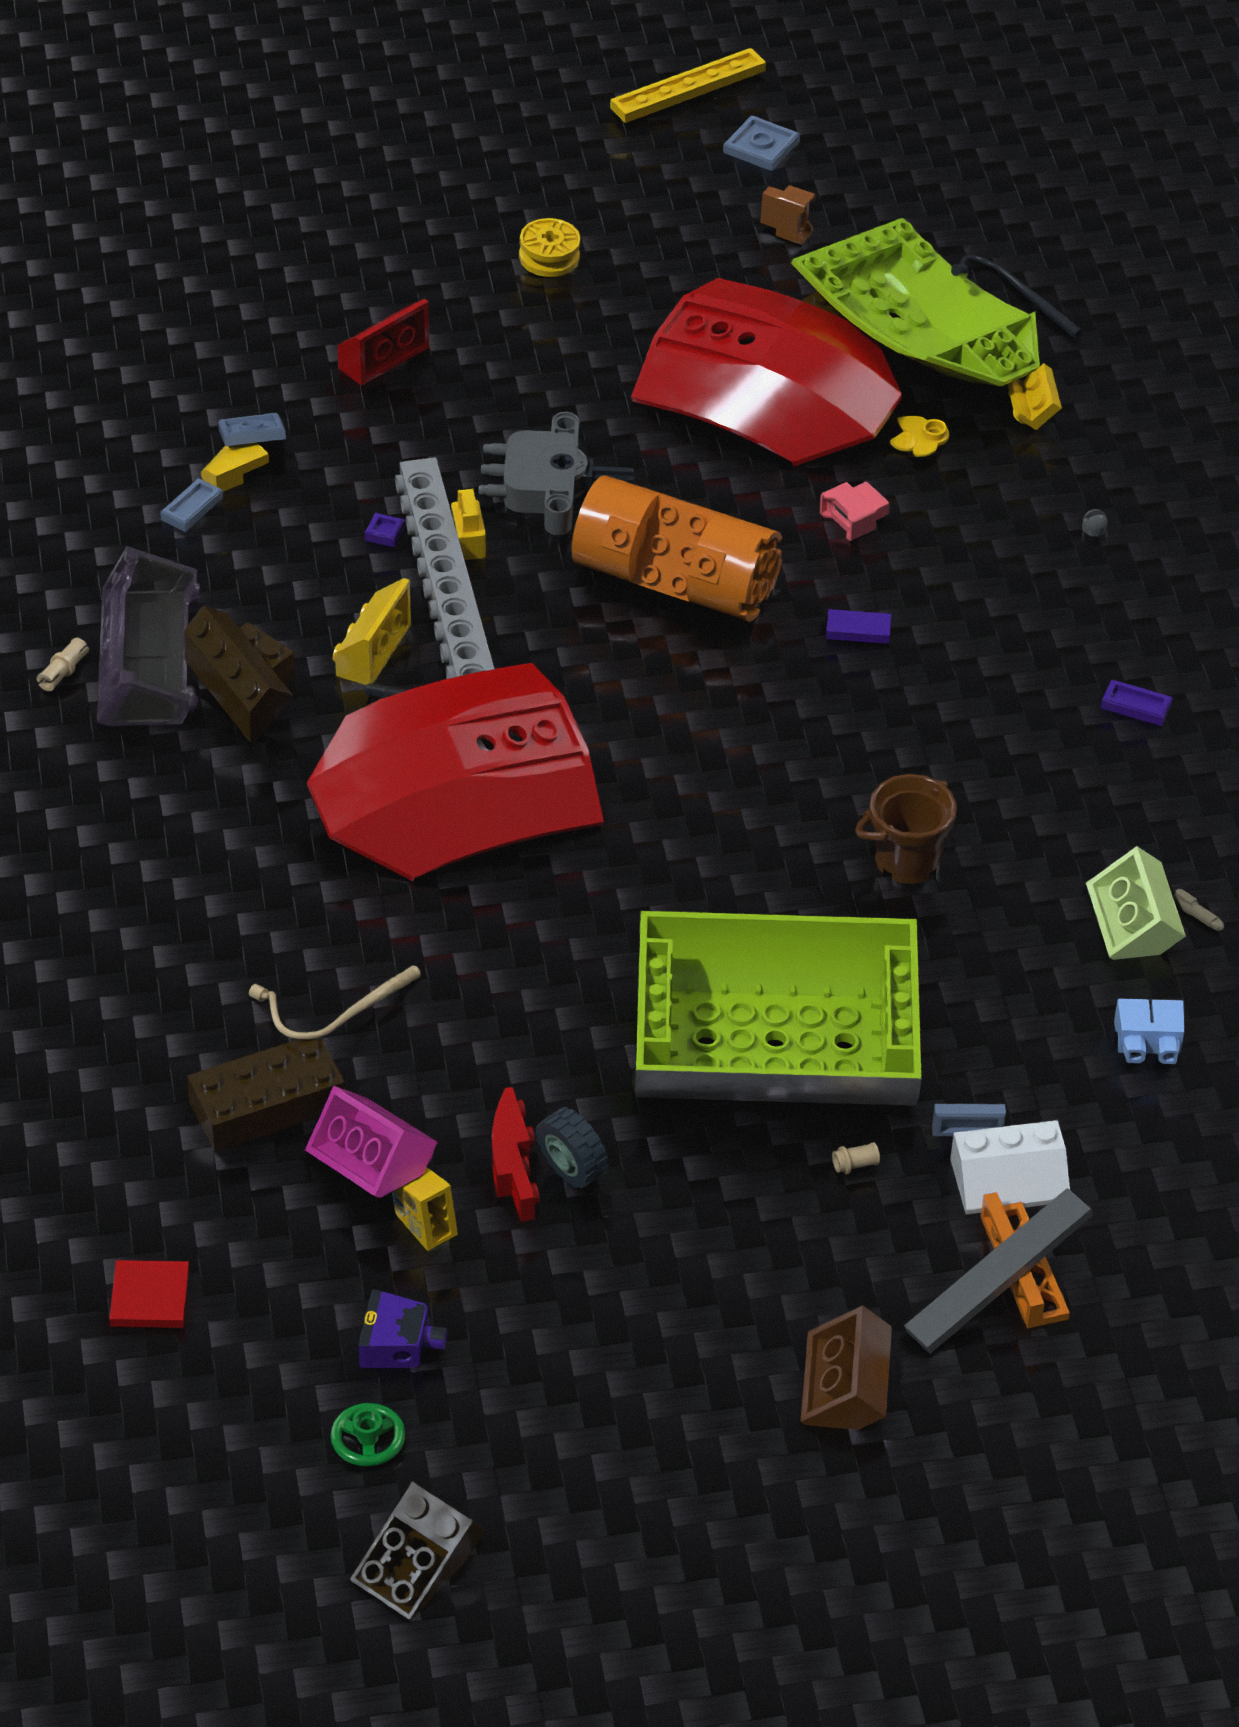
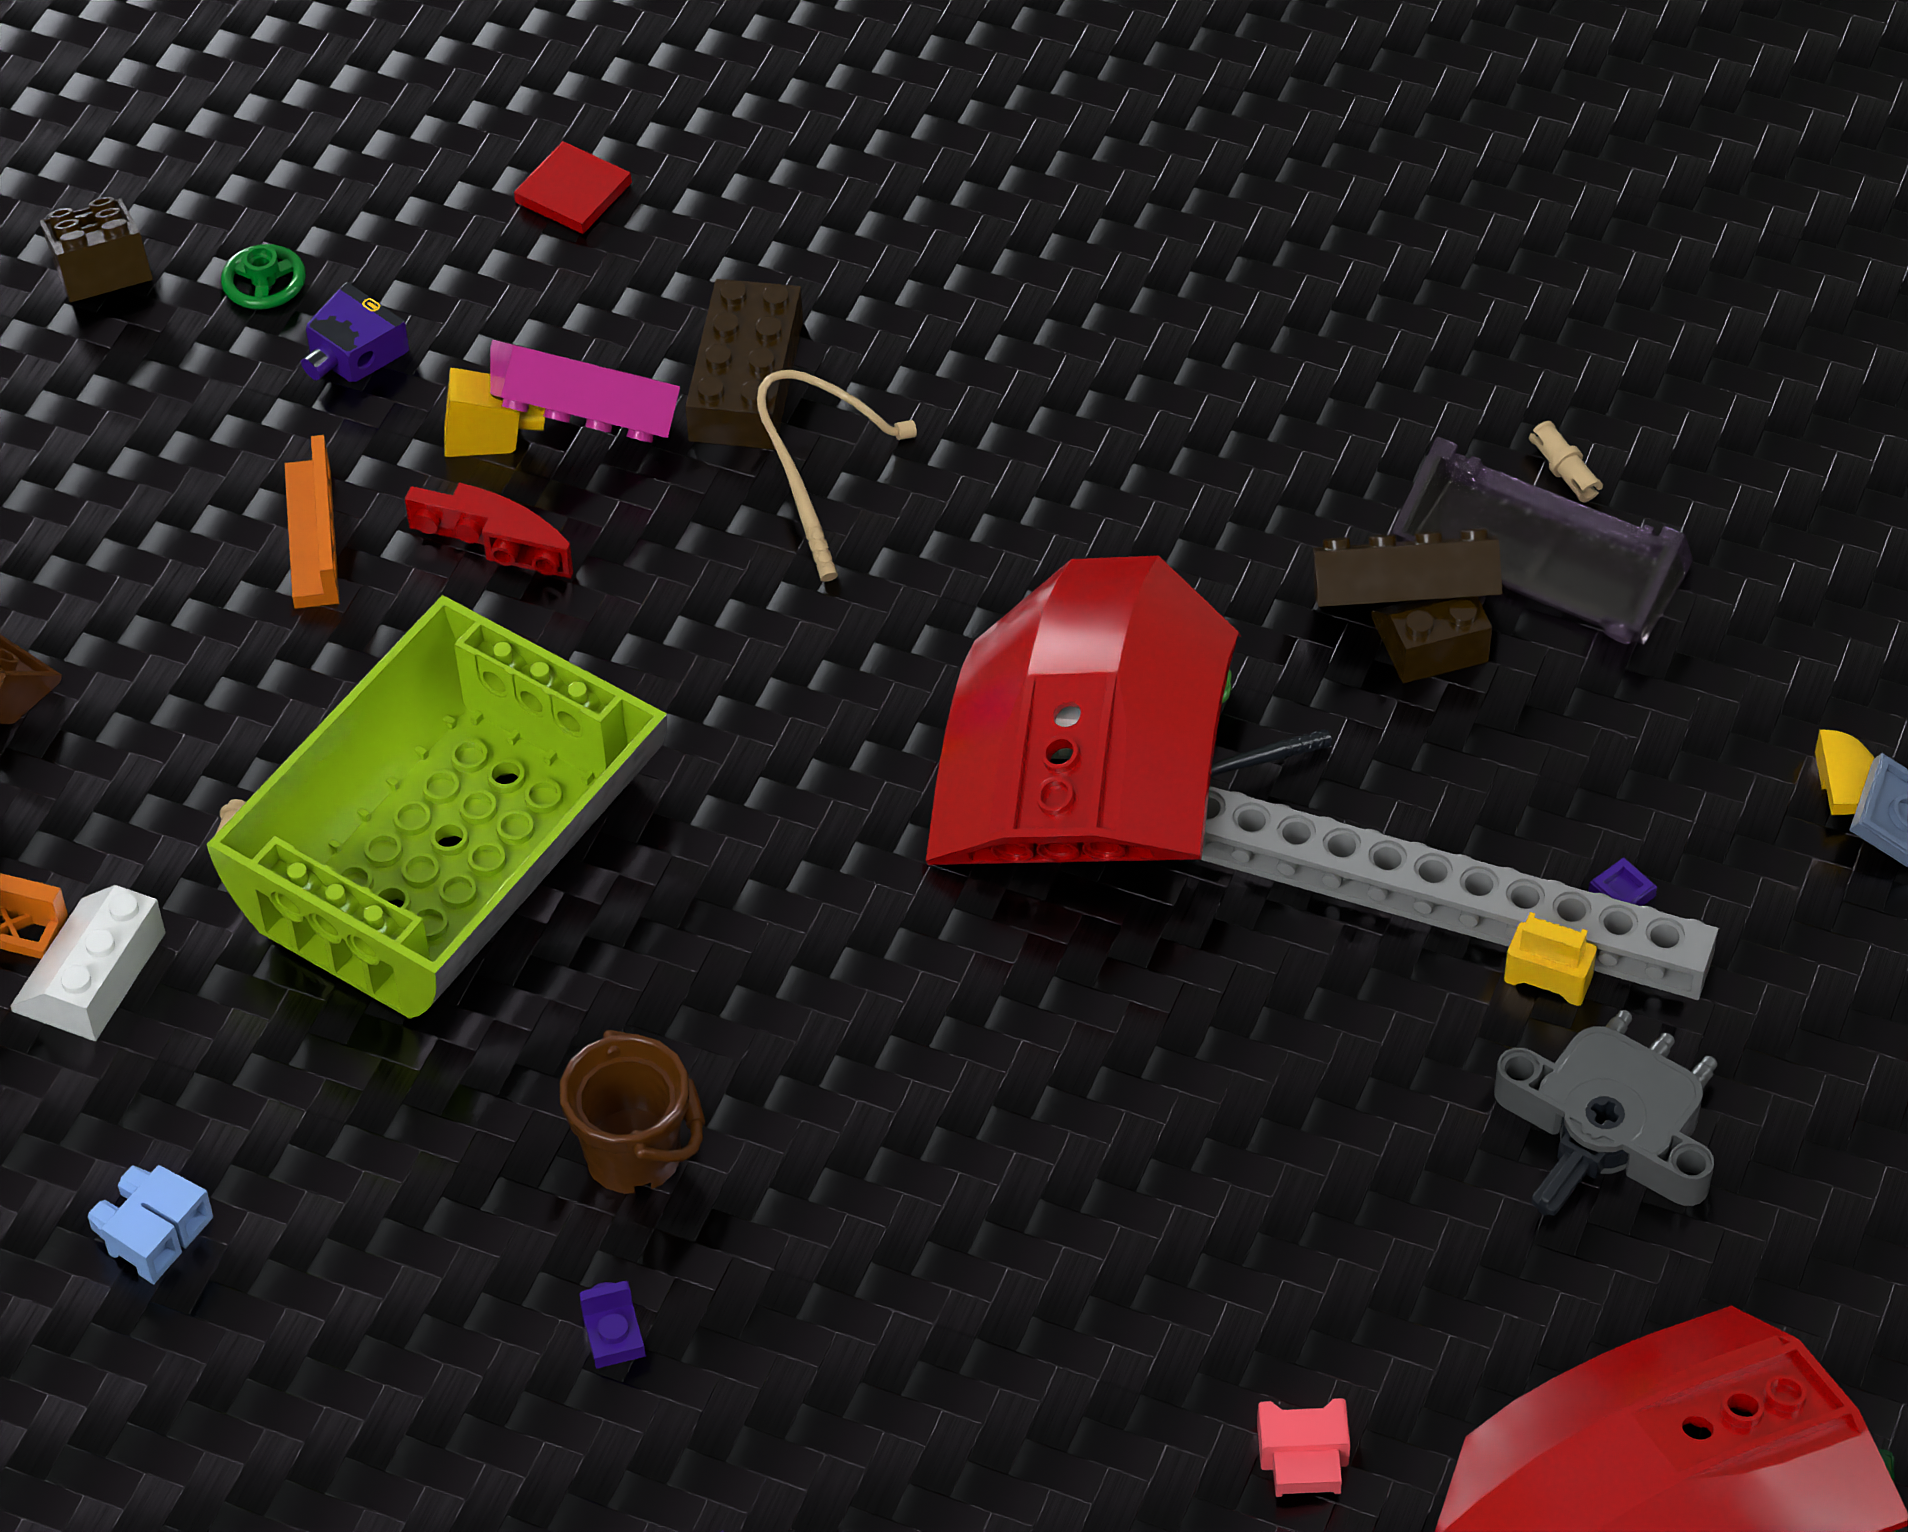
camera: 125 degrees right, 5 degrees up
(191, 505) = (1799, 707): sand blue tile -> none
(374, 634) = (1400, 764): yellow slope -> none
(572, 1147) = (438, 556): black wheel -> none
(583, 1257) = (312, 529): none -> orange fence
(676, 547) = (1390, 1090): orange cylinder -> none
(858, 626) = (1073, 1325): dark purple tile -> none
(966, 1117) = (184, 957): sand blue tile -> none
(1027, 803) = (611, 1323): none -> dark purple bracket
(1135, 907) = (339, 1330): yellowish green slope -> none
(1190, 906) = (303, 1411): dark tan piece -> none

